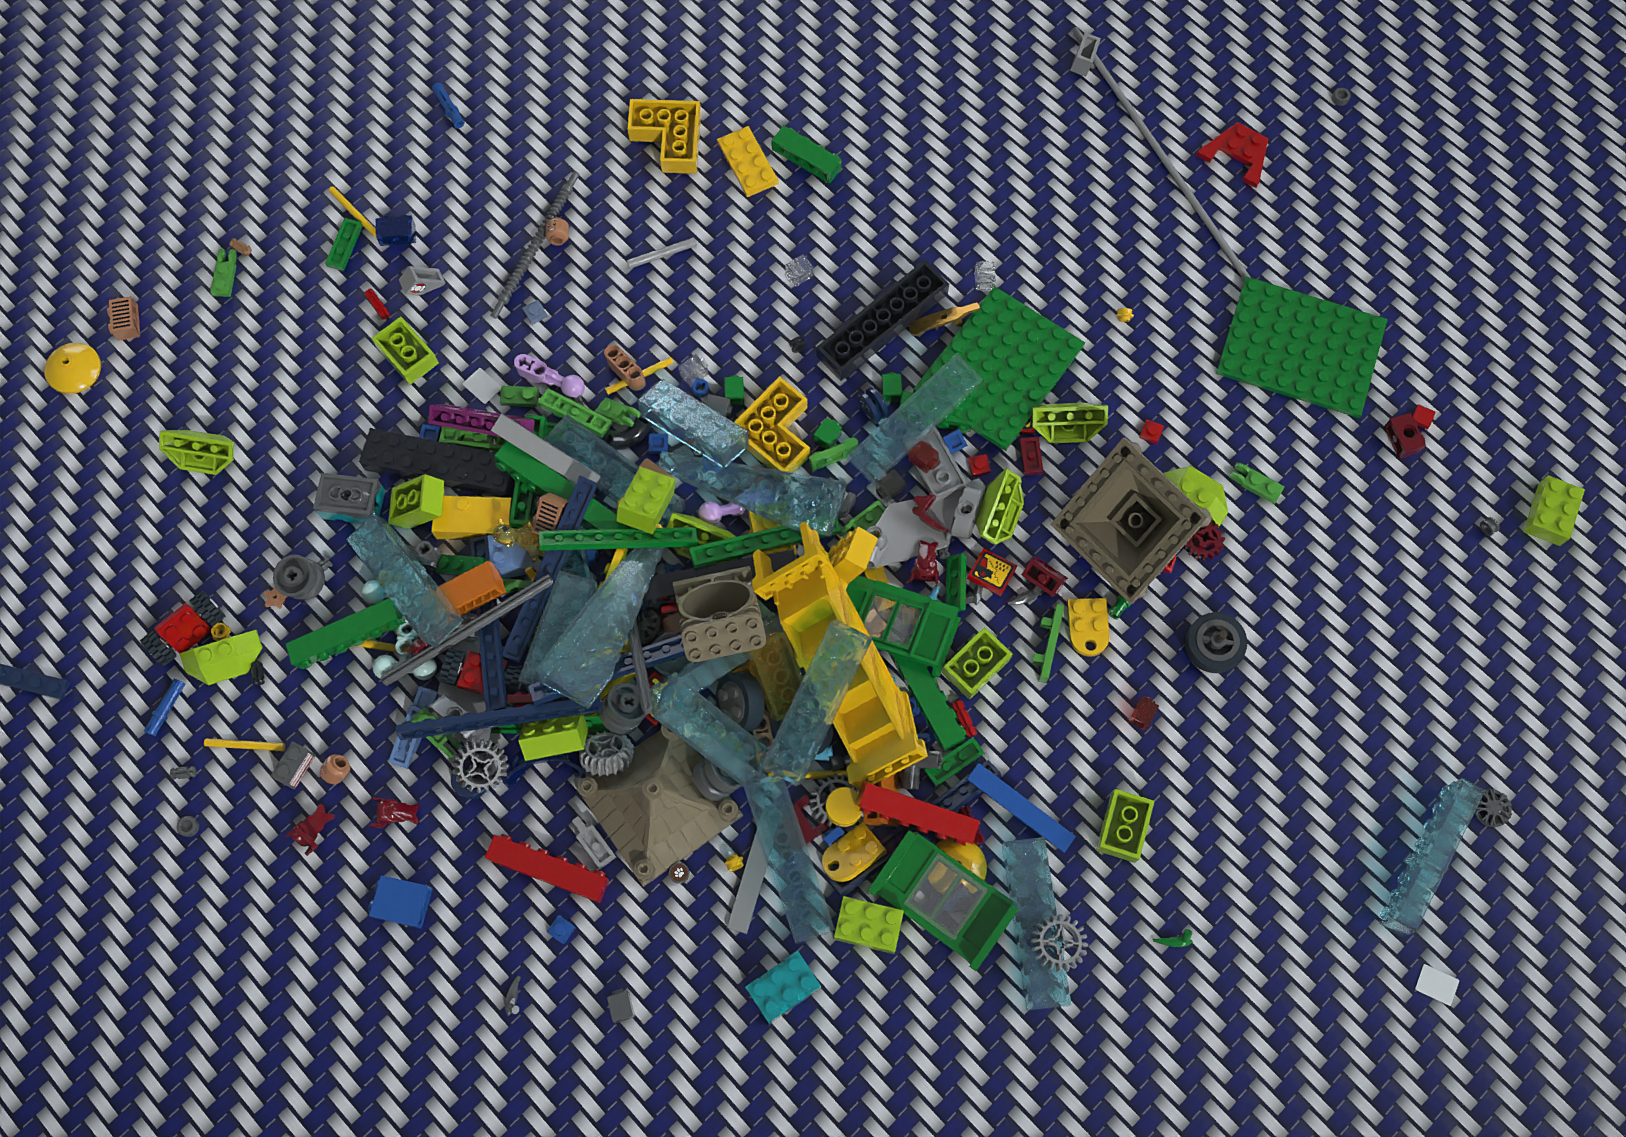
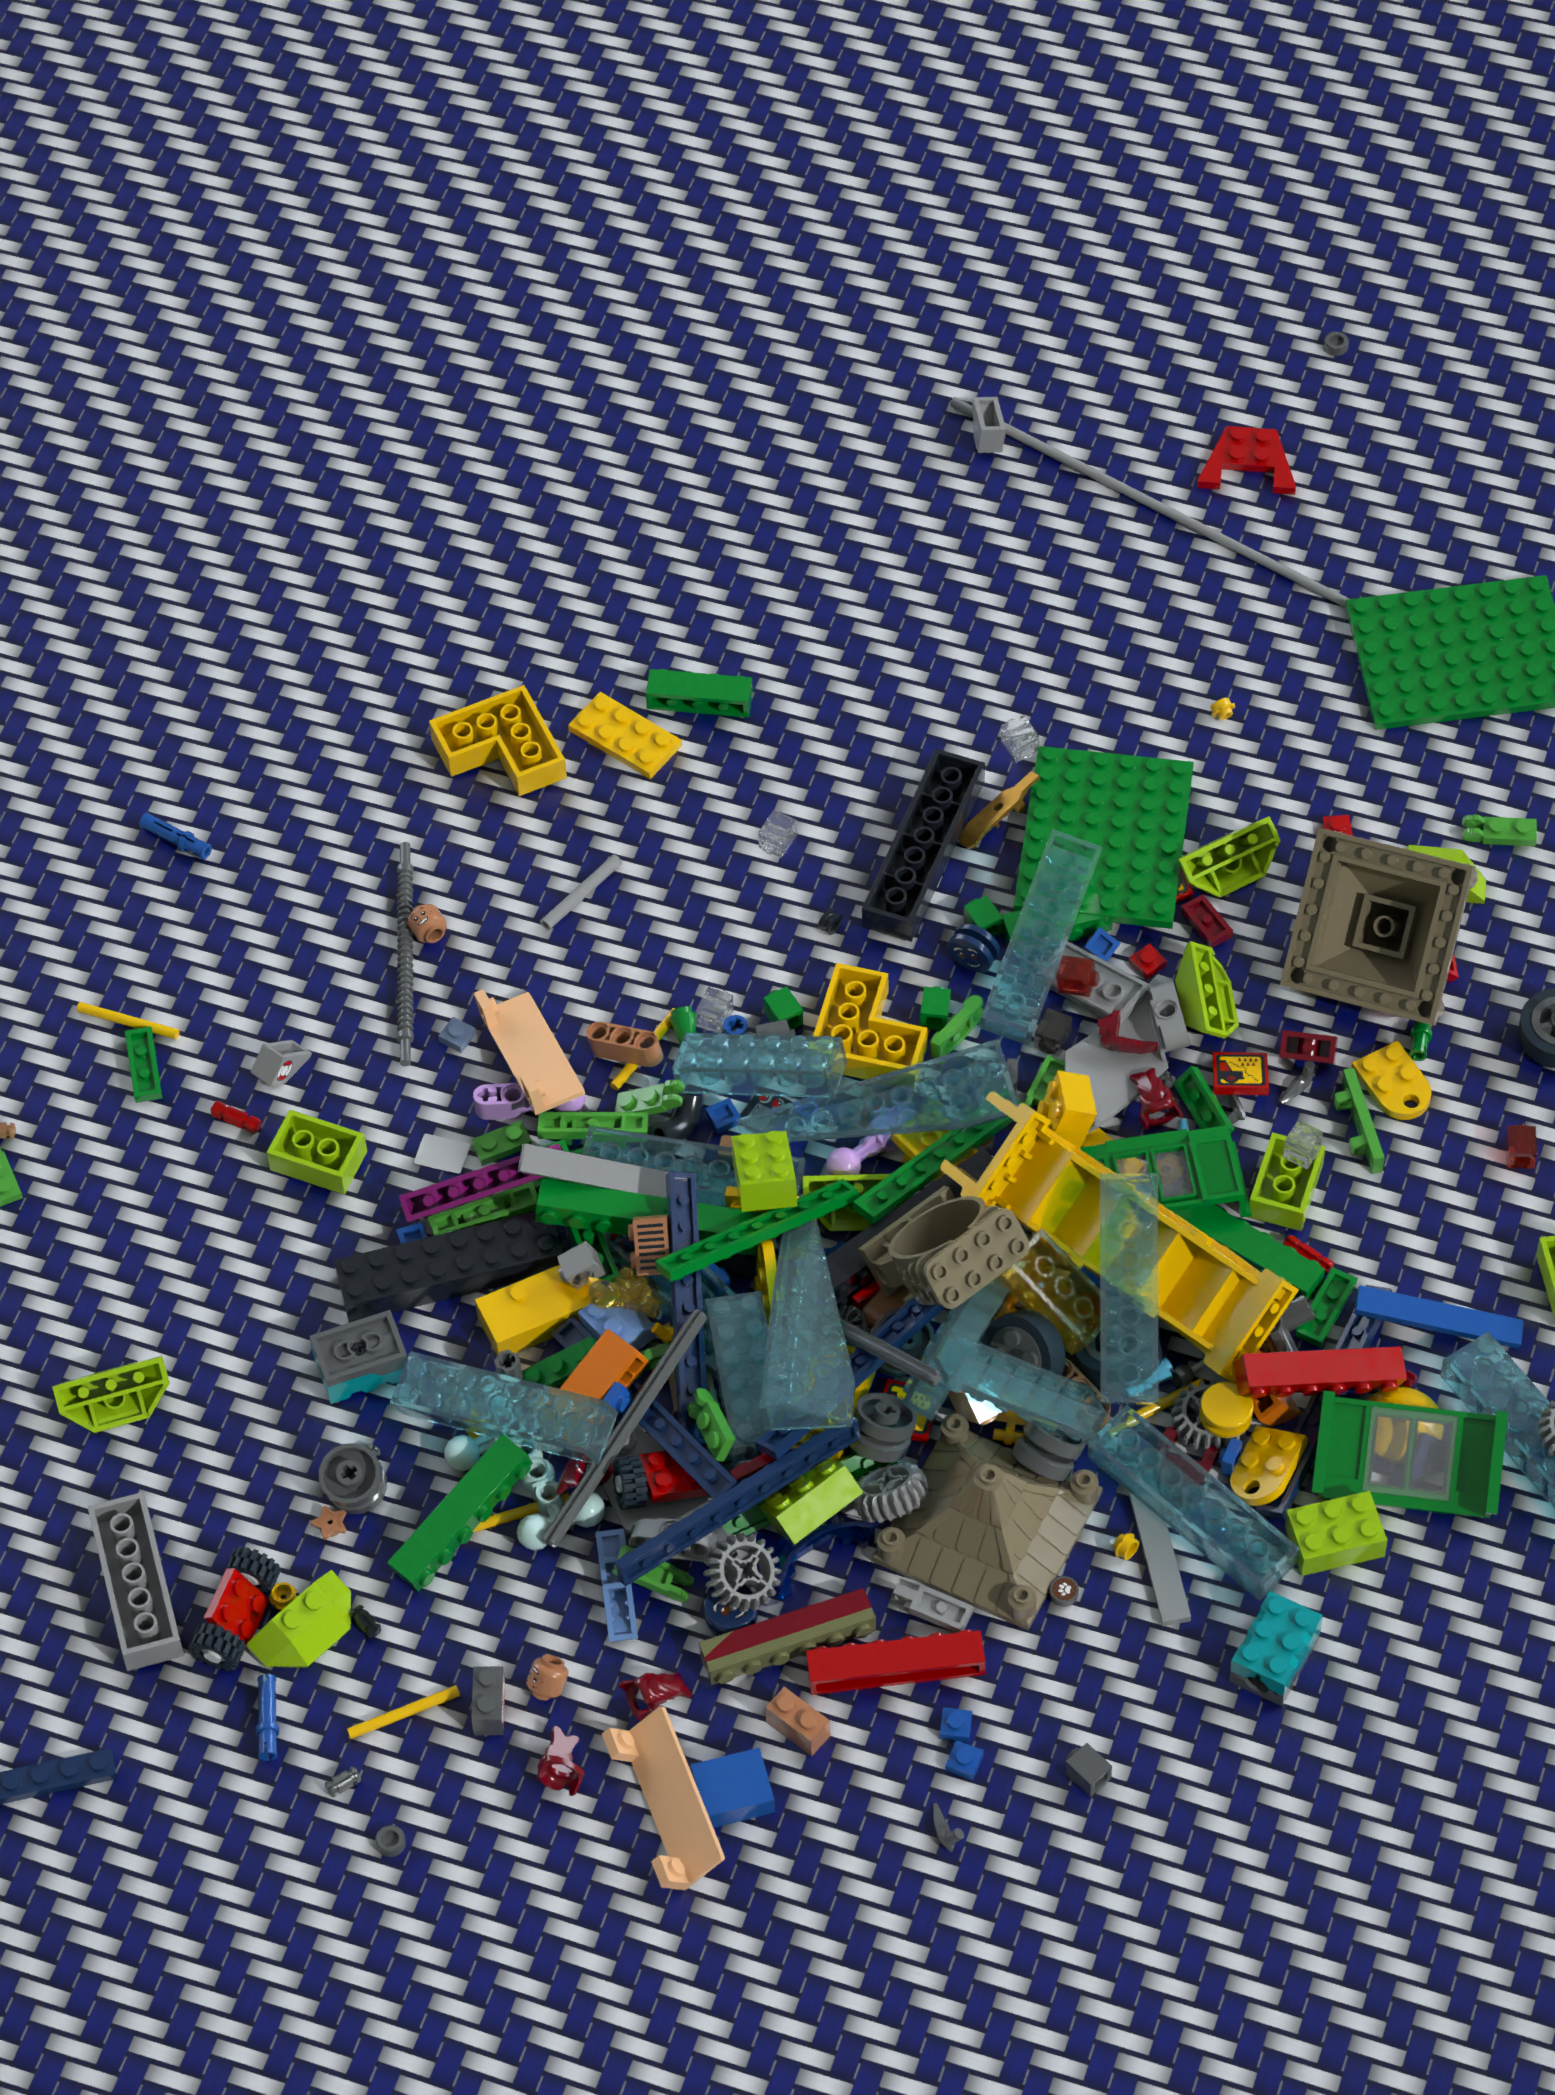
camera: 25 degrees left, 15 degrees down
(139, 580) = (135, 1581): none -> light grey brick
(359, 893) = (670, 1797): none -> light nougat bracket
(395, 230) = (205, 1016): clear blue brick -> none
(416, 502) = (456, 1315): lime brick -> none
(464, 878) = (797, 1721): none -> nougat brick
(470, 610) = (619, 1399): none -> blue plate
(493, 816) = (787, 1636): none -> brick
(504, 506) = (580, 1264): none -> light grey brick
(518, 653) = (711, 1424): none -> bright green hinge
(552, 956) = (964, 1760): none -> blue plate
(565, 346) = (530, 1051): none -> light nougat bracket
(670, 370) = (683, 1021): none -> green cone
(996, 647) = (1303, 1144): none -> clear brick
(1213, 542) = (1480, 923): dark red gear -> none

